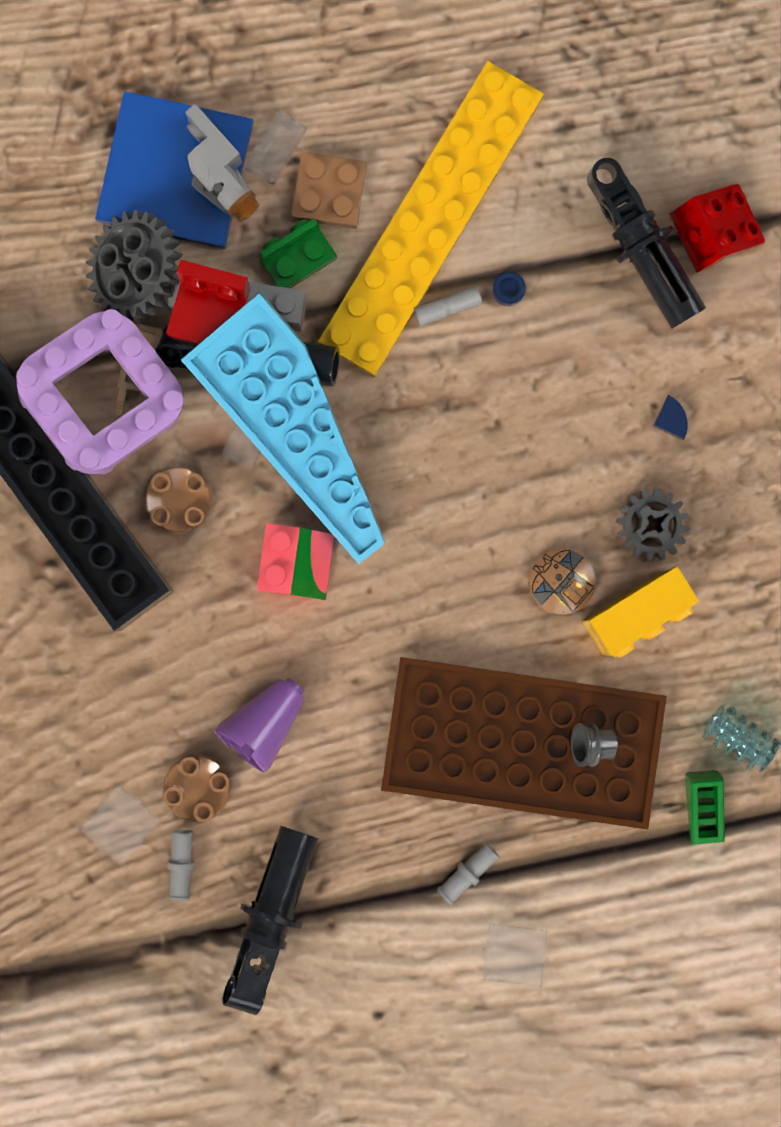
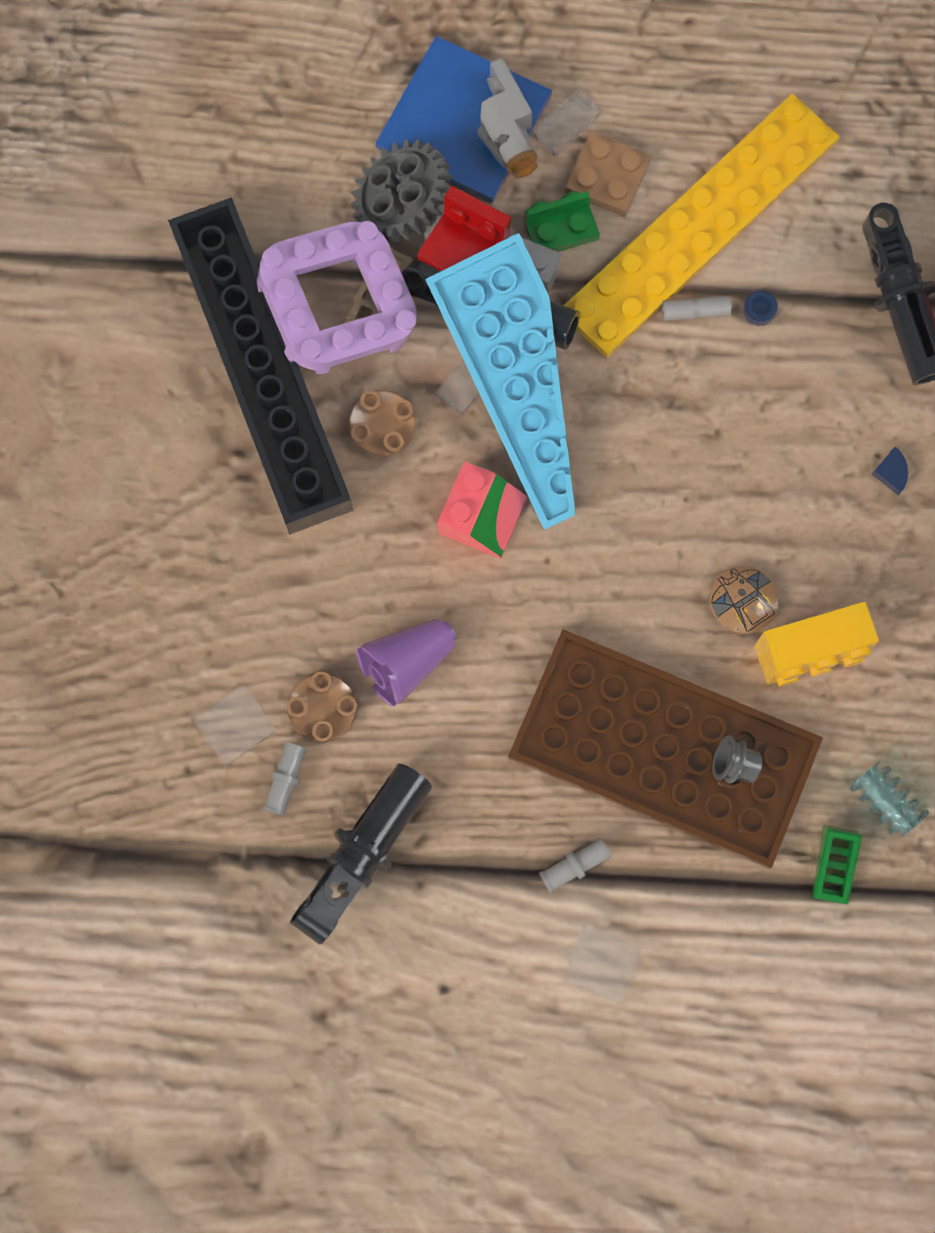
camera: 15 degrees right, 10 degrees down
(643, 512) = (852, 579): dark grey gear -> none

